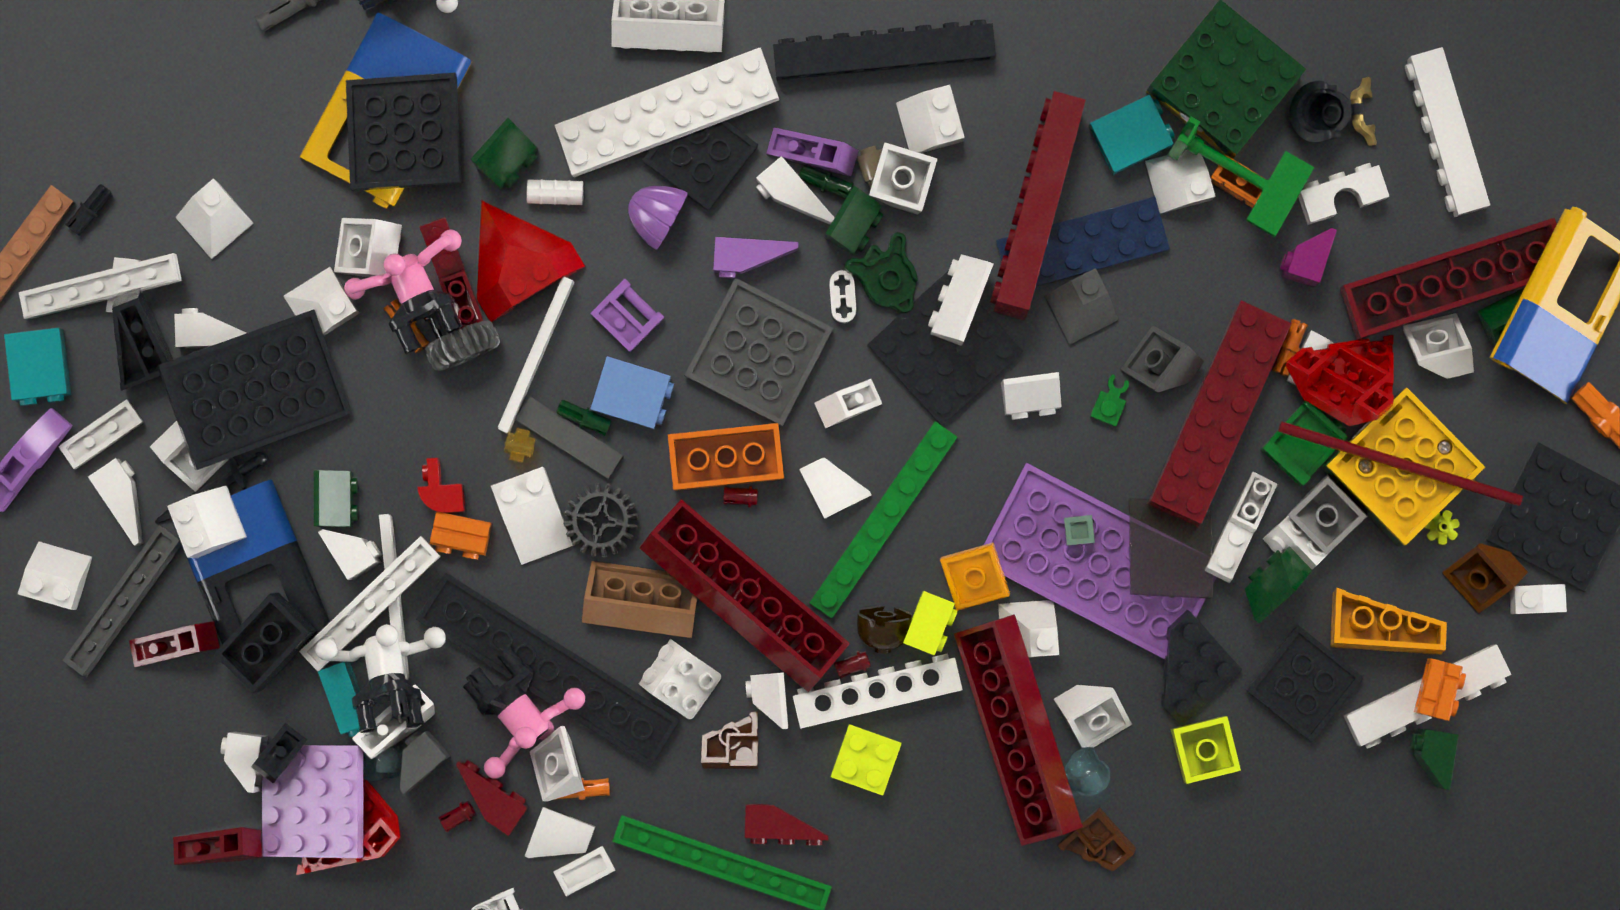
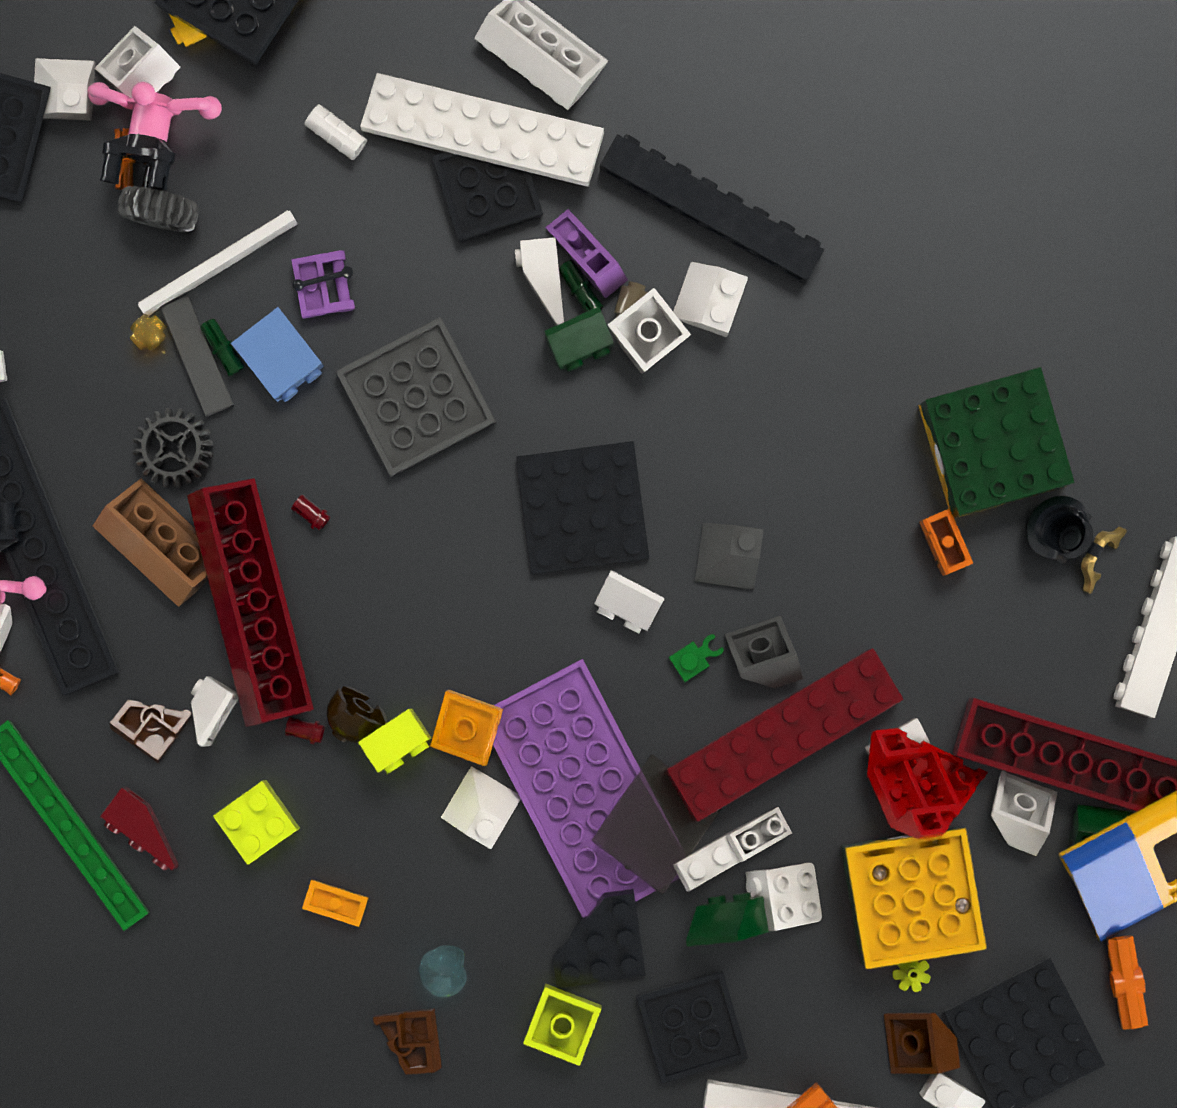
camera: 35 degrees right, 0 degrees up
(437, 496) = (45, 326): red brick -> none
(452, 274) = (193, 144): dark red slope -> none
(460, 534) = (41, 374): orange brick -> none
(505, 155) = (311, 66): dark green slope -> none
(517, 261) = (261, 170): red wedge -> none
(532, 515) = (115, 400): white slope -> none
(639, 294) = (347, 272): none -> black hinge
(655, 210) = (408, 208): medium lavender hair -> none
(680, 679) = (143, 637): white bracket -> none
(725, 457) = (320, 468): orange brick -> none
(741, 255) = (461, 302): medium lavender slope -> none
(832, 487) = (396, 560): white slope -> none
(848, 403) = (462, 496): white slope -> none
(849, 296) = (530, 403): white beam -> none
(883, 519) = (421, 621): green plate -> none
(888, 275) = (576, 409): dark green tile -> none
(947, 683) = (235, 748): white brick -> none
(960, 298) = (624, 473): white slope -> none
(968, 779) = (335, 903): none -> light orange plate
(1018, 730) = (407, 891): dark red brick -> none
(1040, 201) = (748, 441): dark red brick -> none
(1079, 530) = (586, 751): sand green plate -> none
(1092, 713) = (485, 922): white slope -> none
(1100, 240) = (768, 501): dark blue plate -> none
(1132, 134) = (880, 434): teal brick -> none
(1179, 181) = (893, 504): white slope -> none
(1277, 193) = (972, 574): green piece -> none
(1290, 346) = (889, 718): orange pin -> none
(1301, 457) = (841, 813): green panel -> none
(1307, 260) = (958, 653): magenta slope -> none
(1327, 514) = (816, 891): light grey slope -> none
(1365, 185) = (1055, 621): white arch -> none
(1372, 625) = (790, 1020): light orange wedge -> none
(1400, 463) = (912, 893): dark red piece -> none

